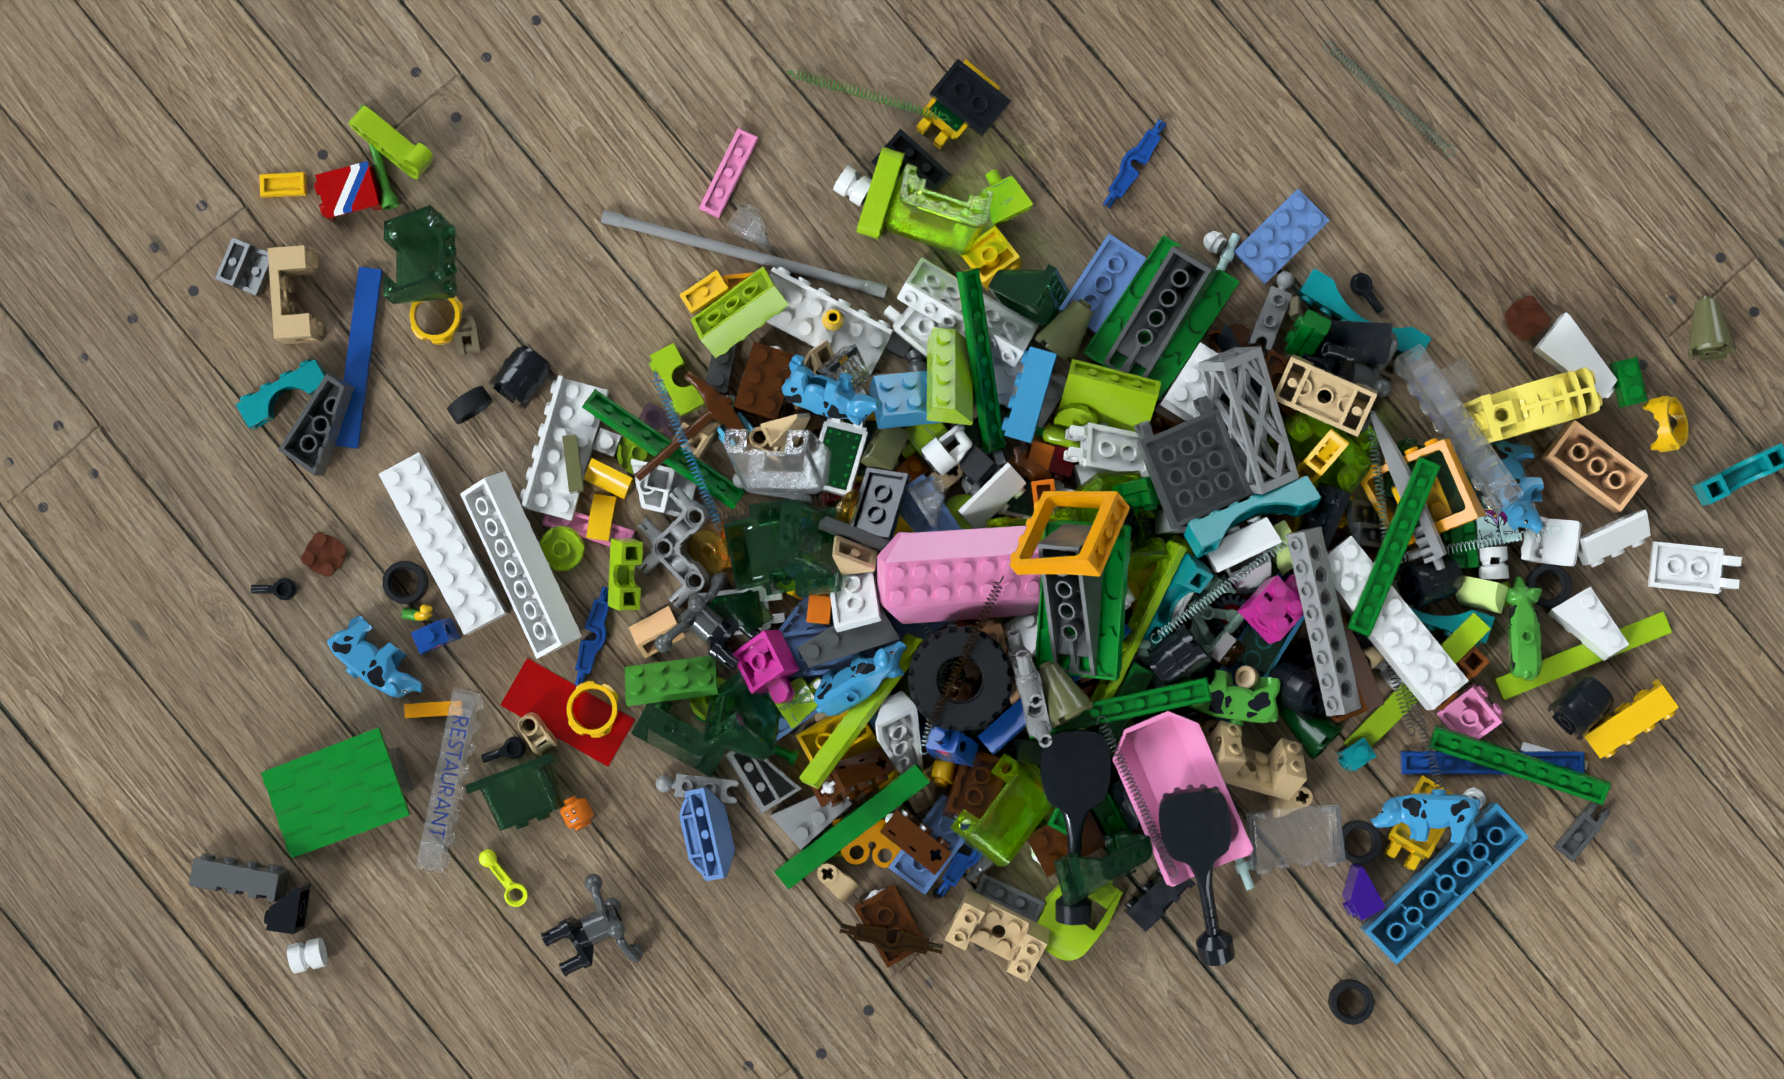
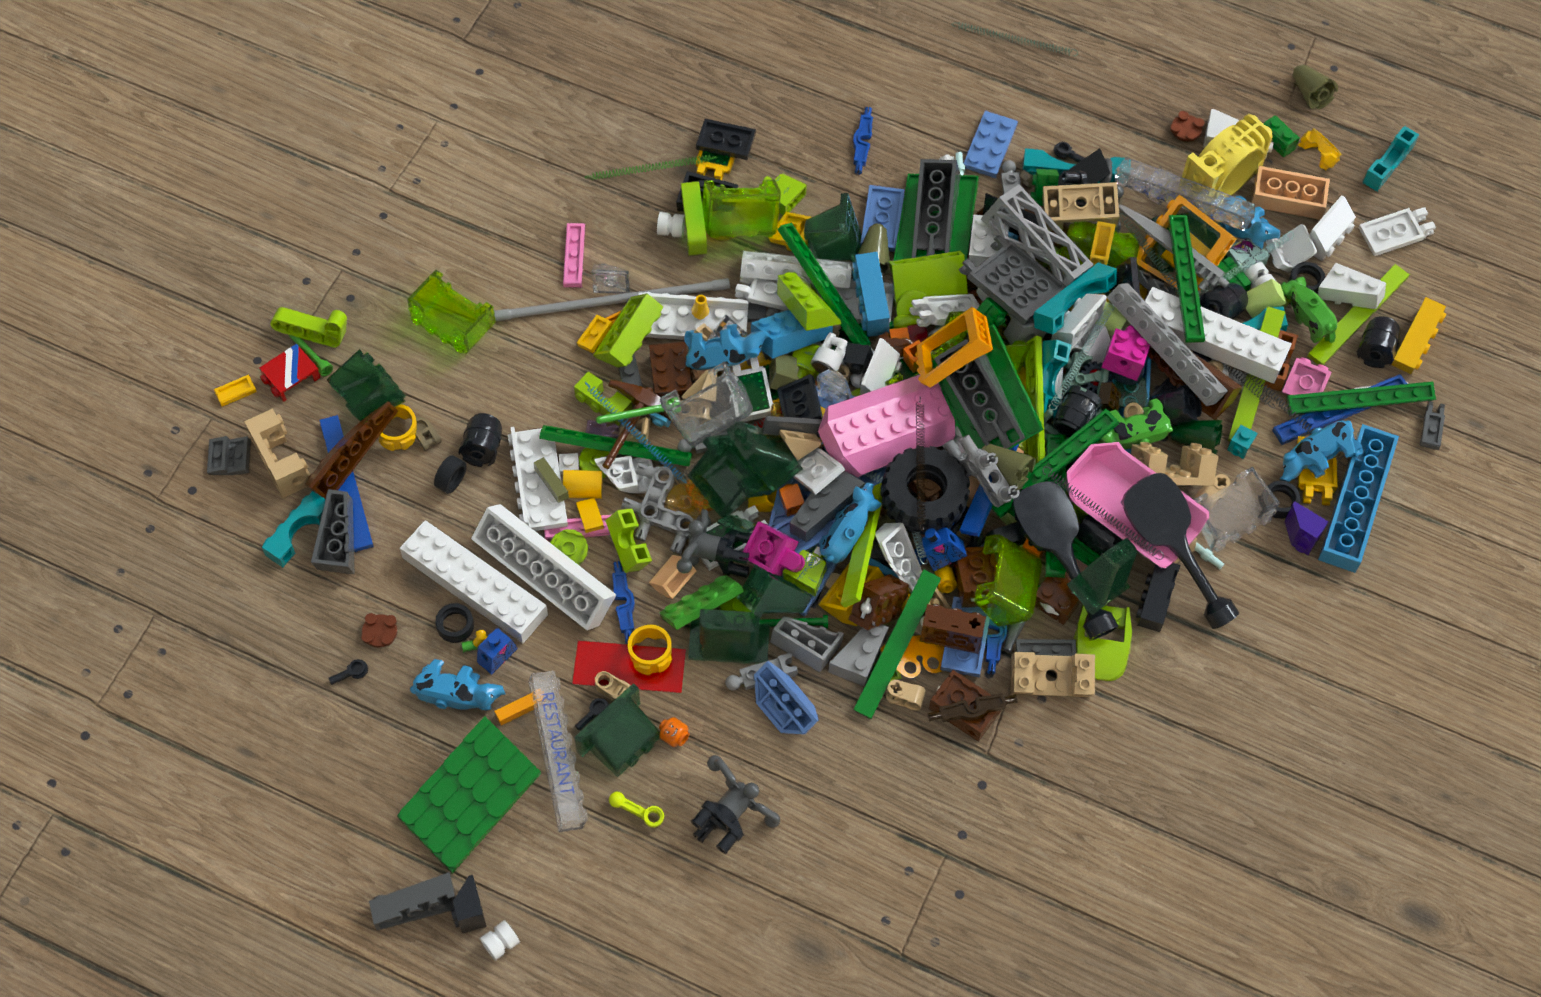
camera: 30 degrees left, 25 degrees down
(364, 334) = (349, 451): none -> reddish brown wedge
(552, 197) = (449, 314): none -> clear neon green windscreen
(695, 430) = (632, 413): none -> bright green piece
(1368, 1005) = (1337, 623): black tyre -> none

